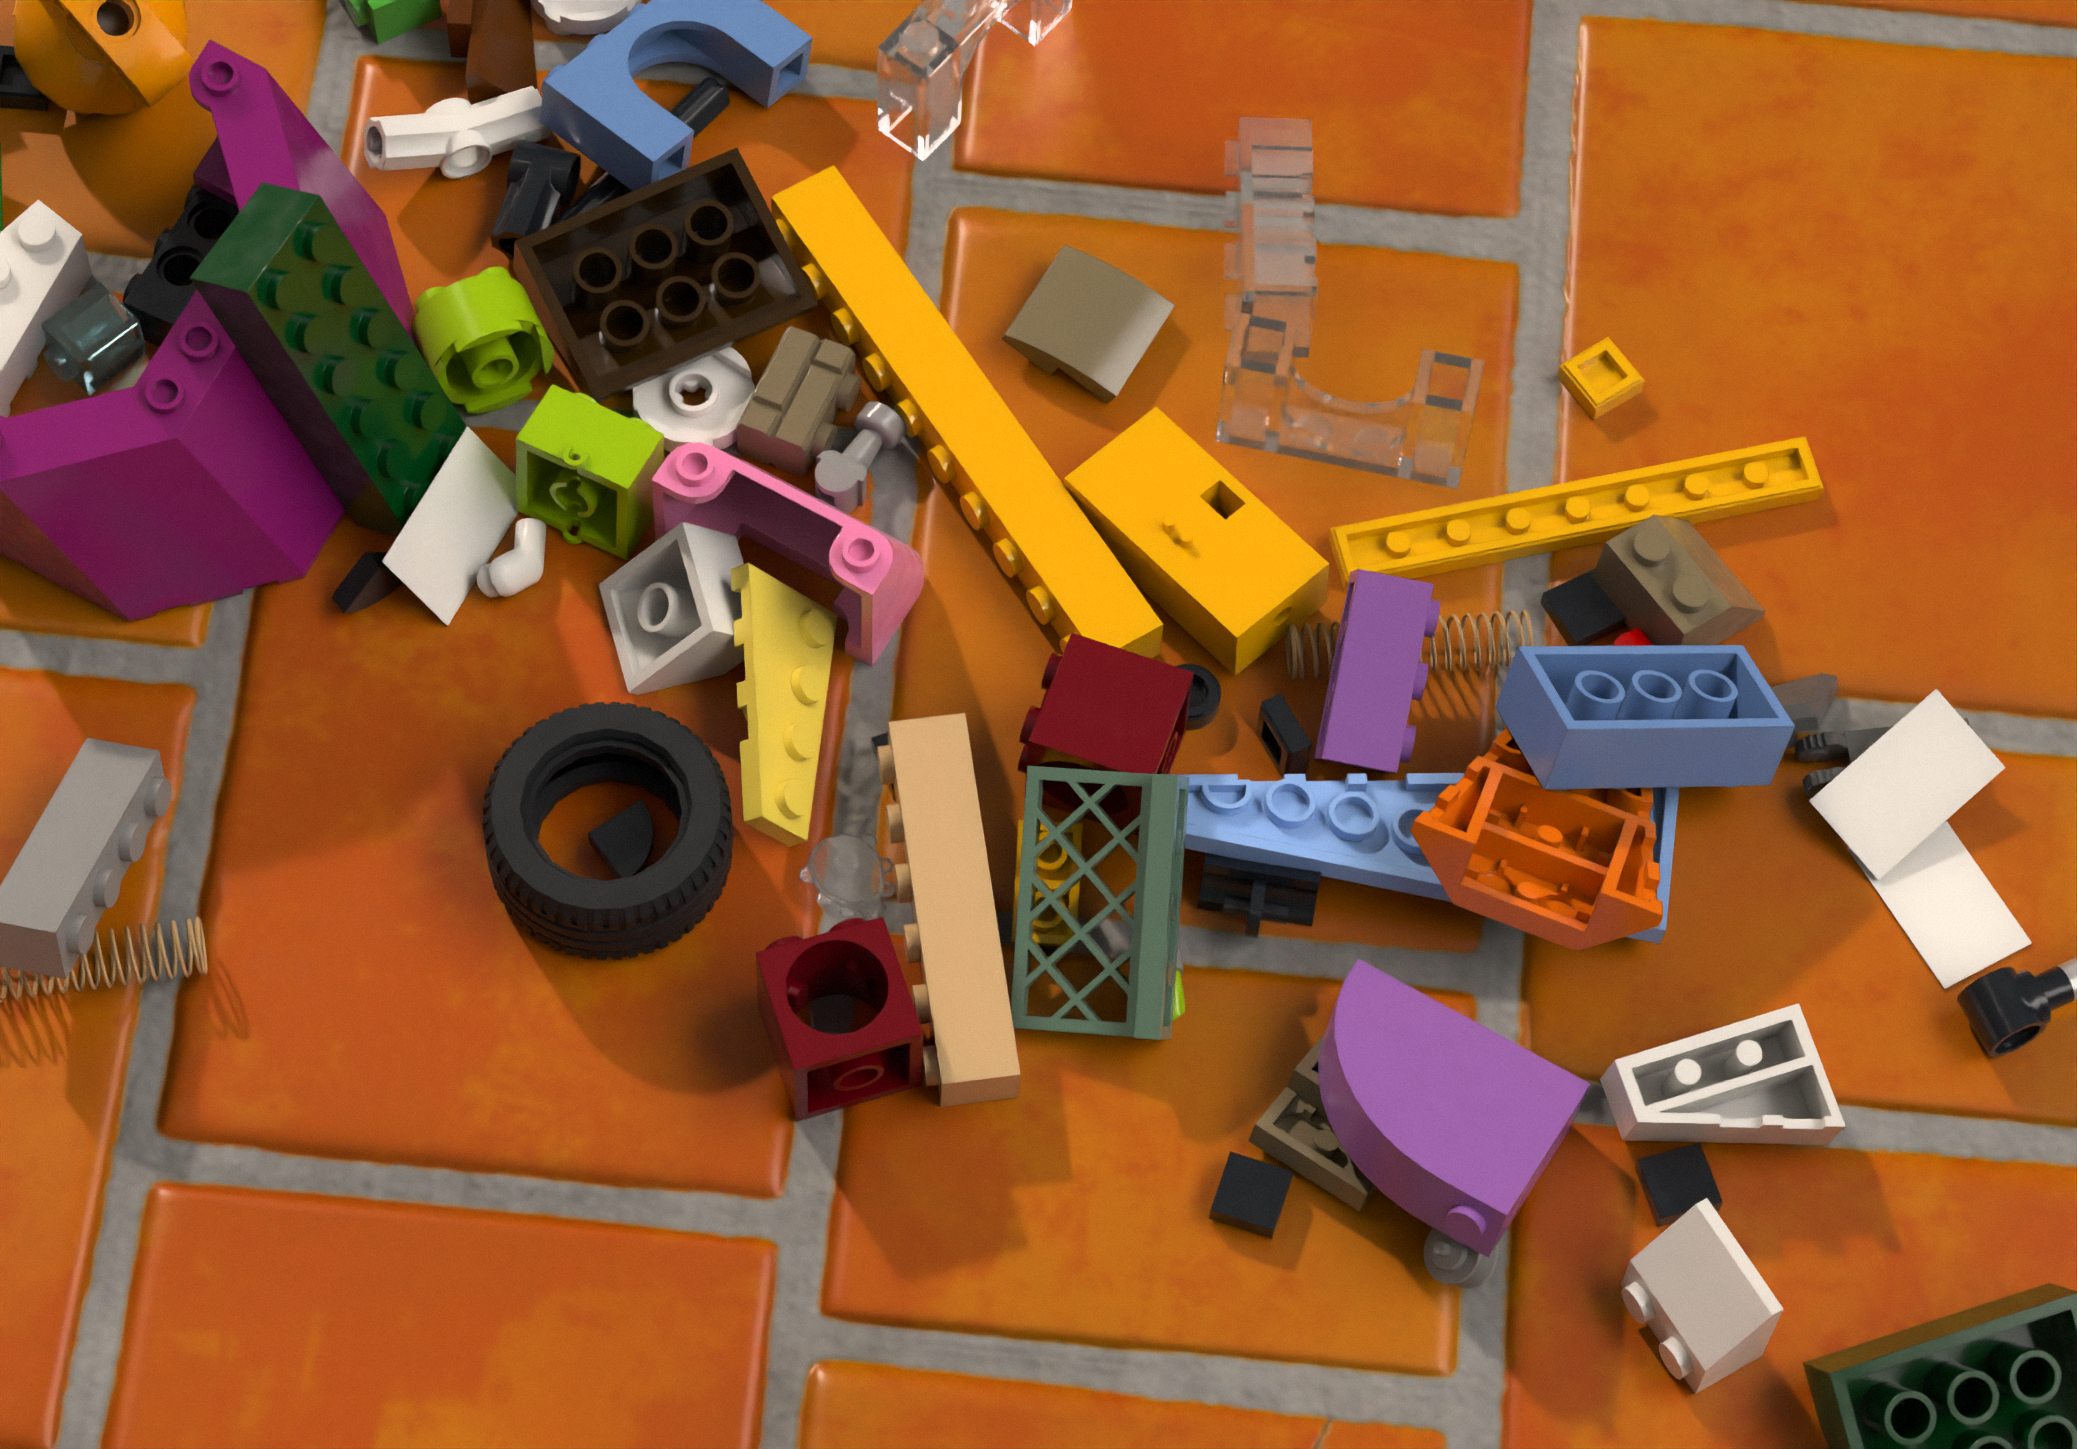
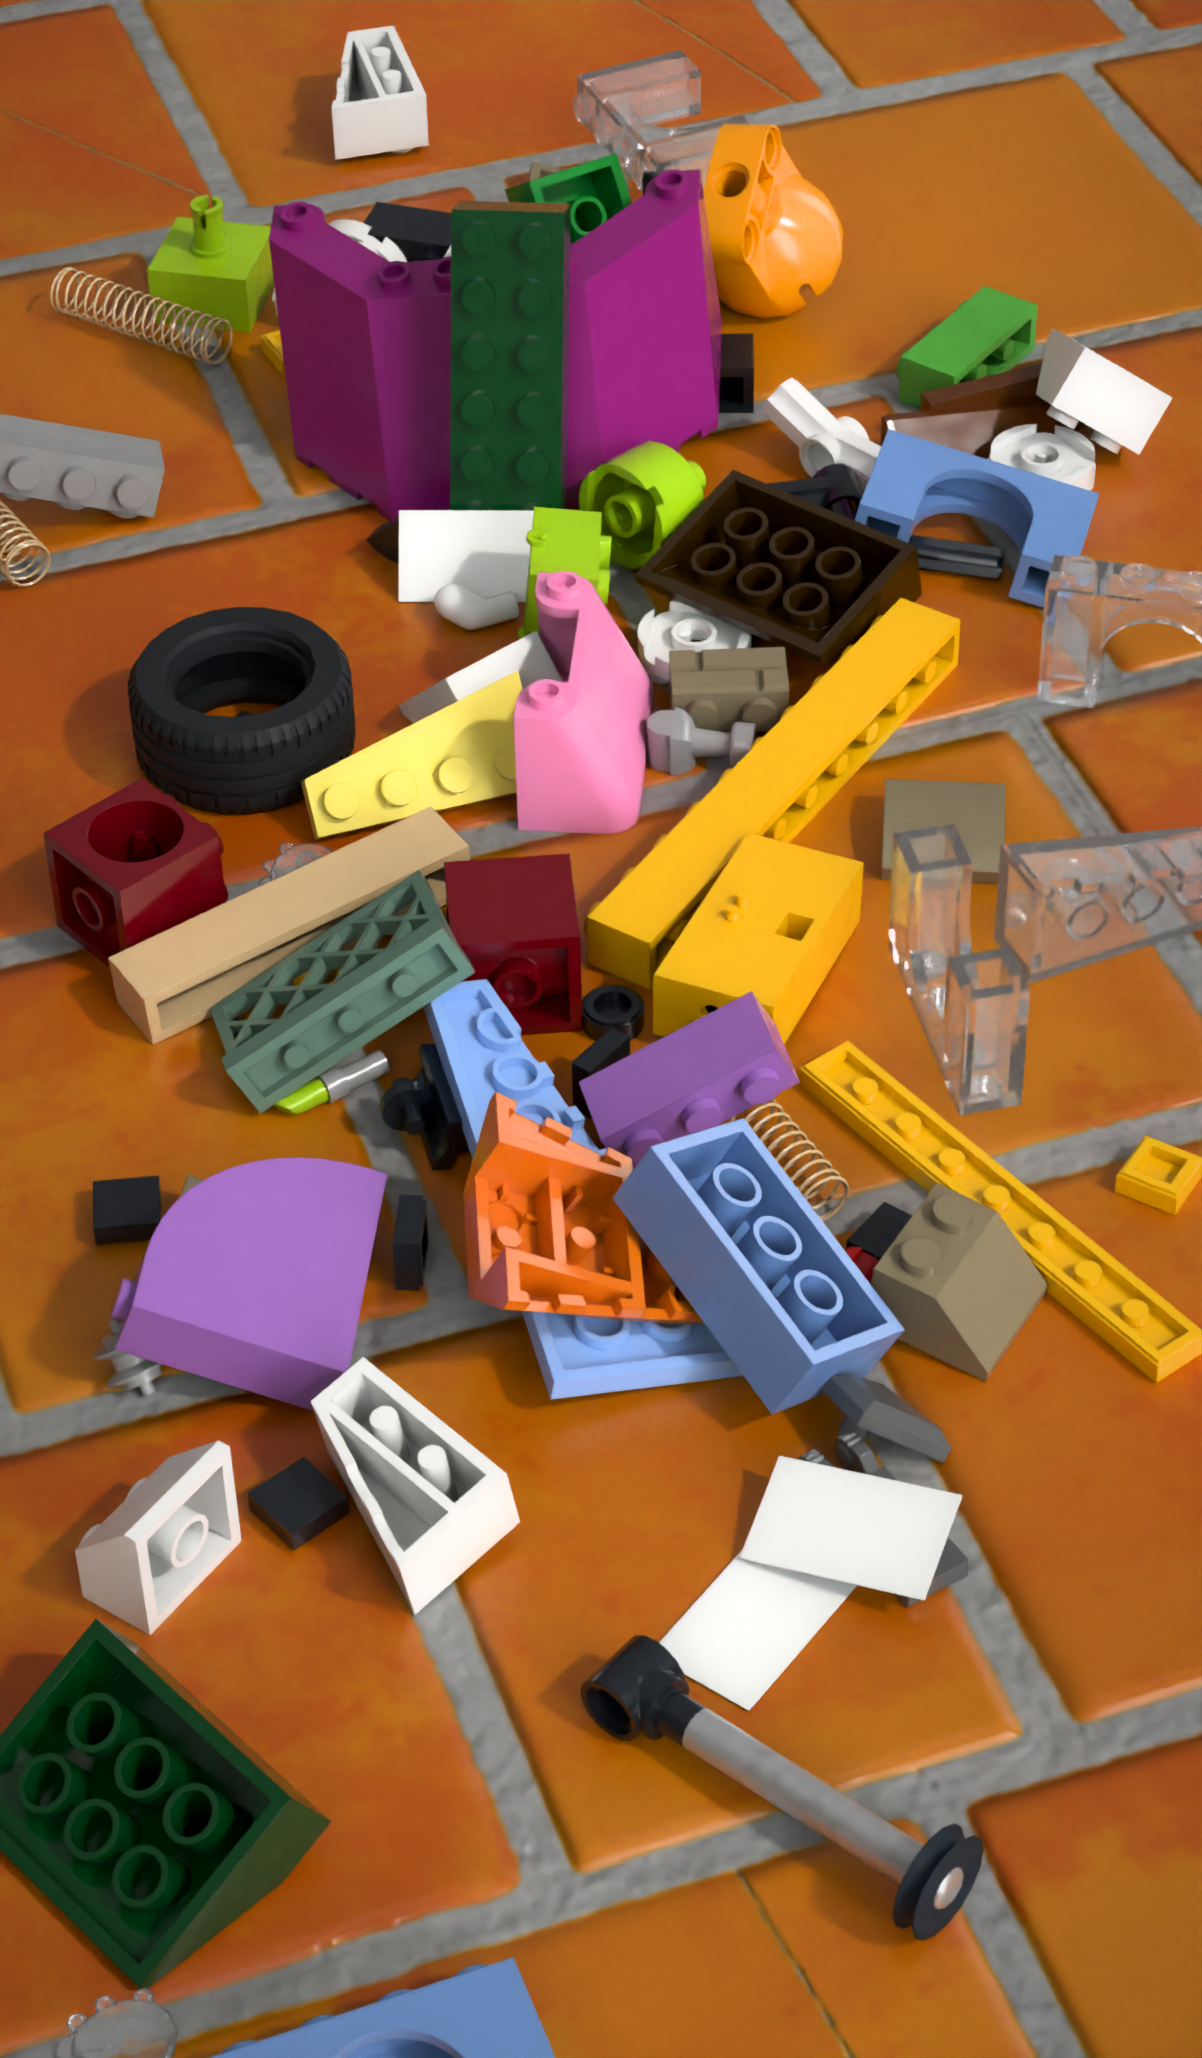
camera: 70 degrees right, 20 degrees down
(1427, 972) = (410, 1242): none -> black tile

